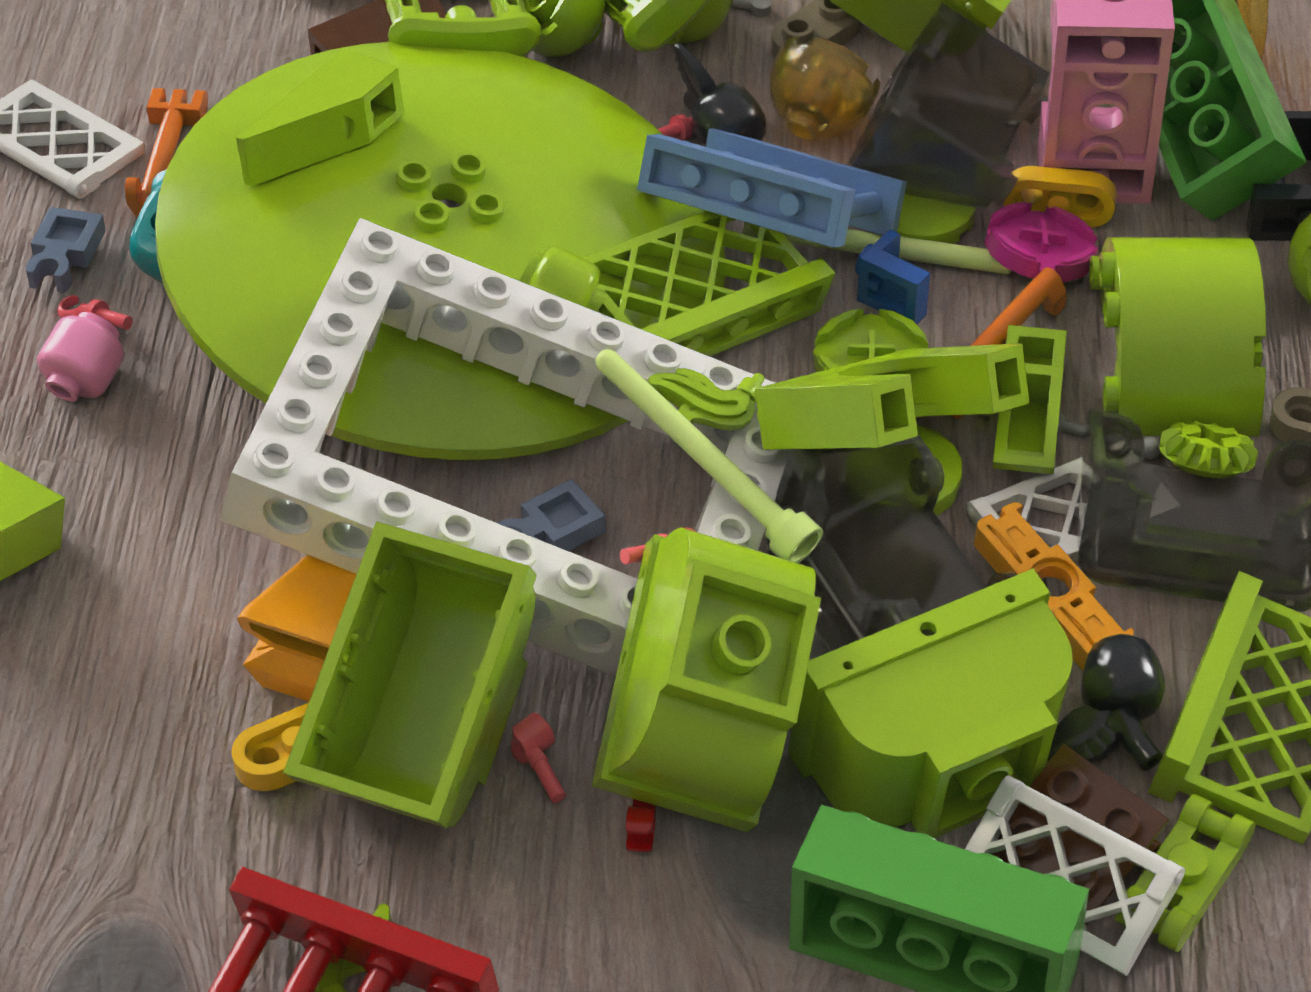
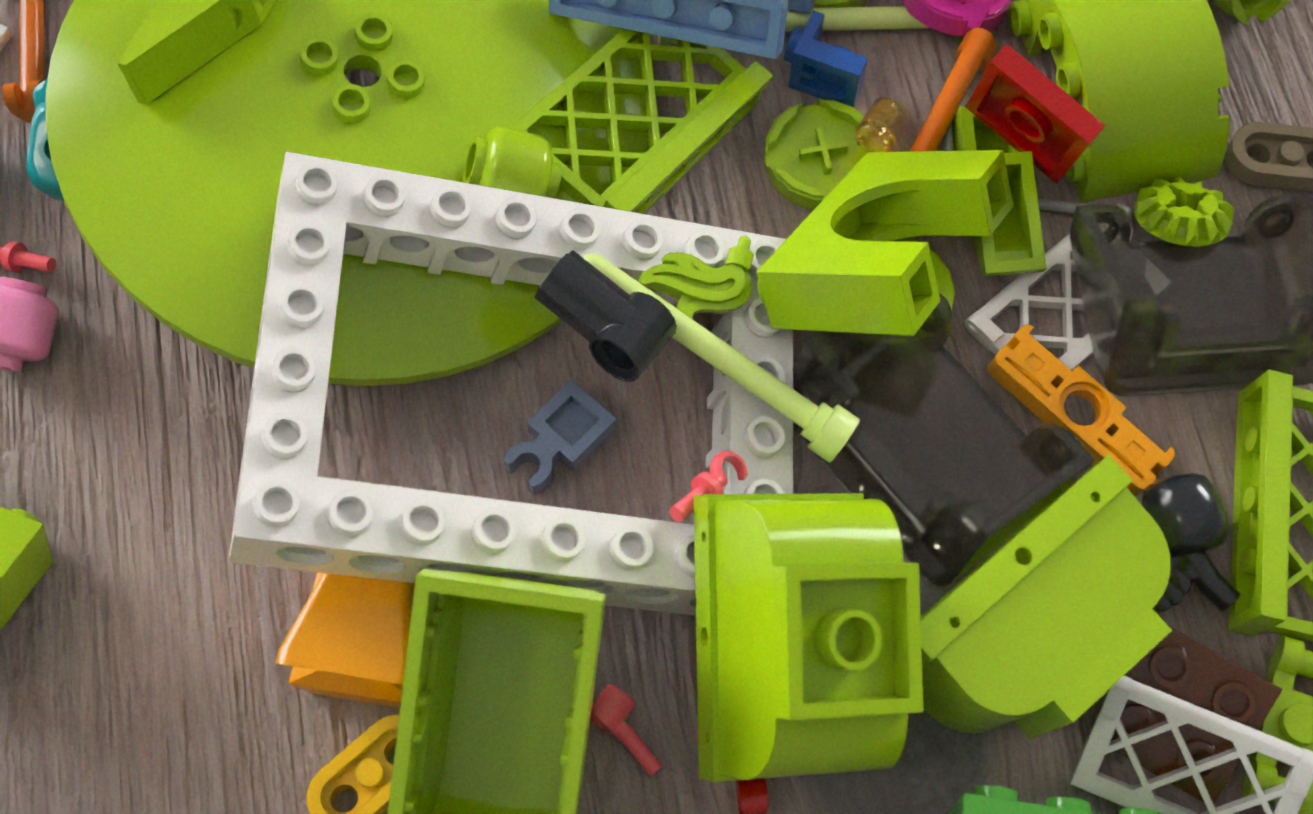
camera: 15 degrees left, 20 degrees up
(614, 405) = (621, 328): none -> black piece
(931, 329) = (873, 128): none -> clear yellow arm
(1063, 325) = (1033, 113): none -> red tile

